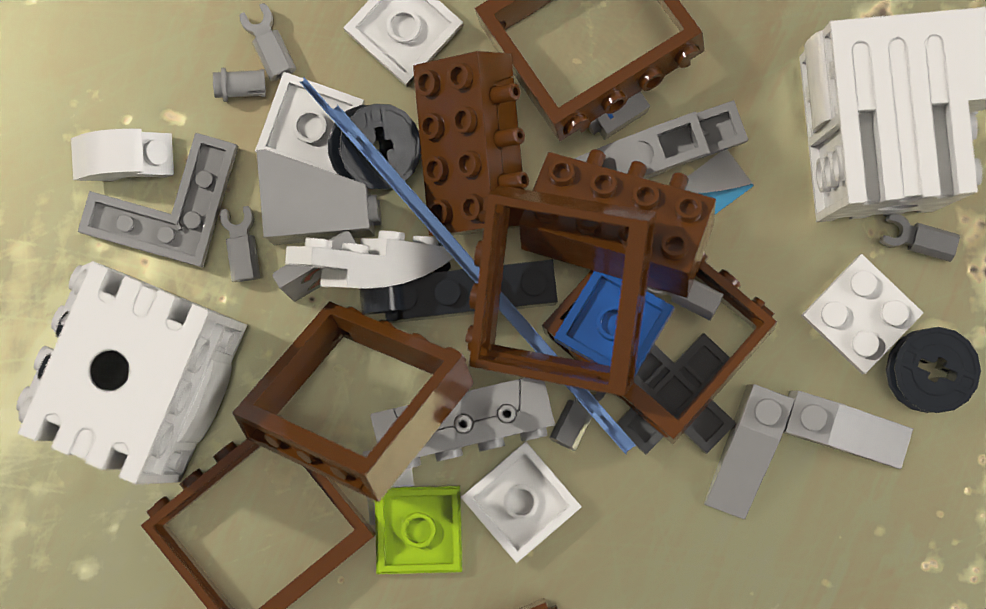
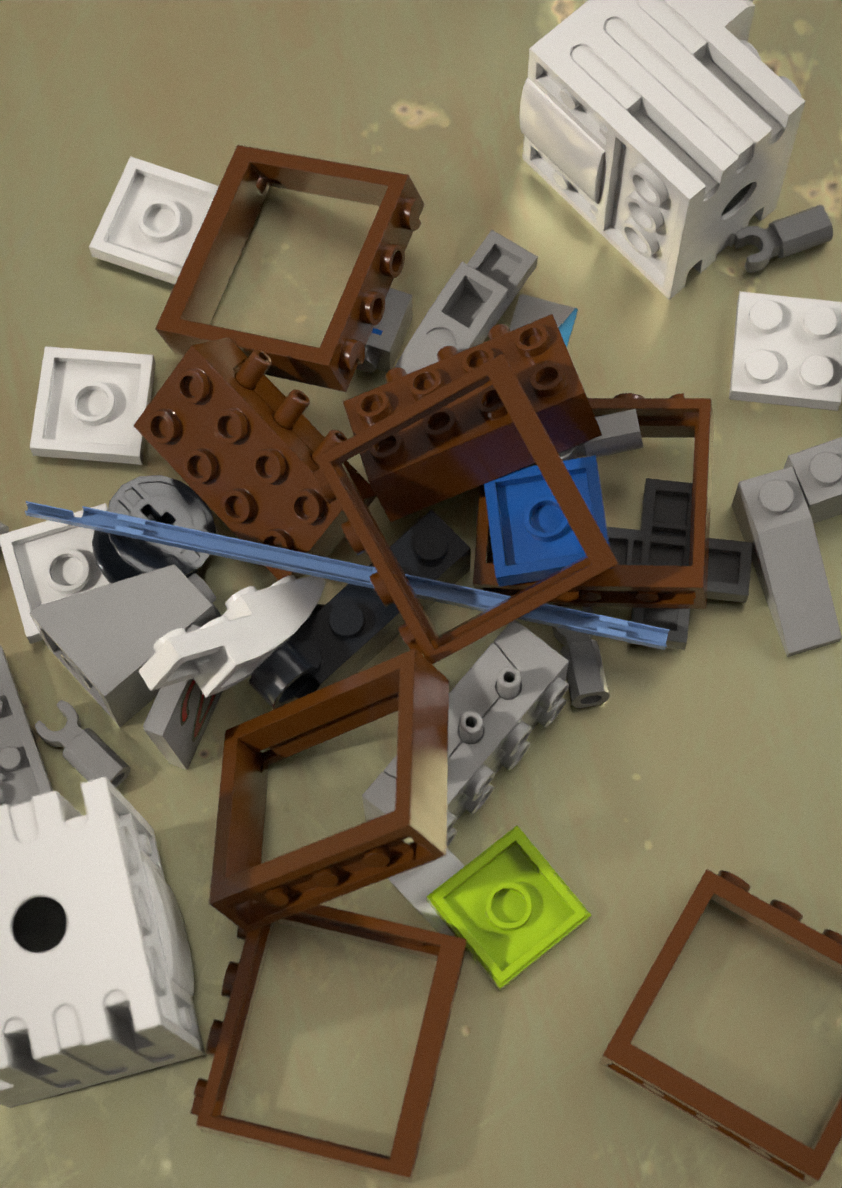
camera: 35 degrees left, 15 degrees down
(521, 502) = (595, 792): white plate -> none

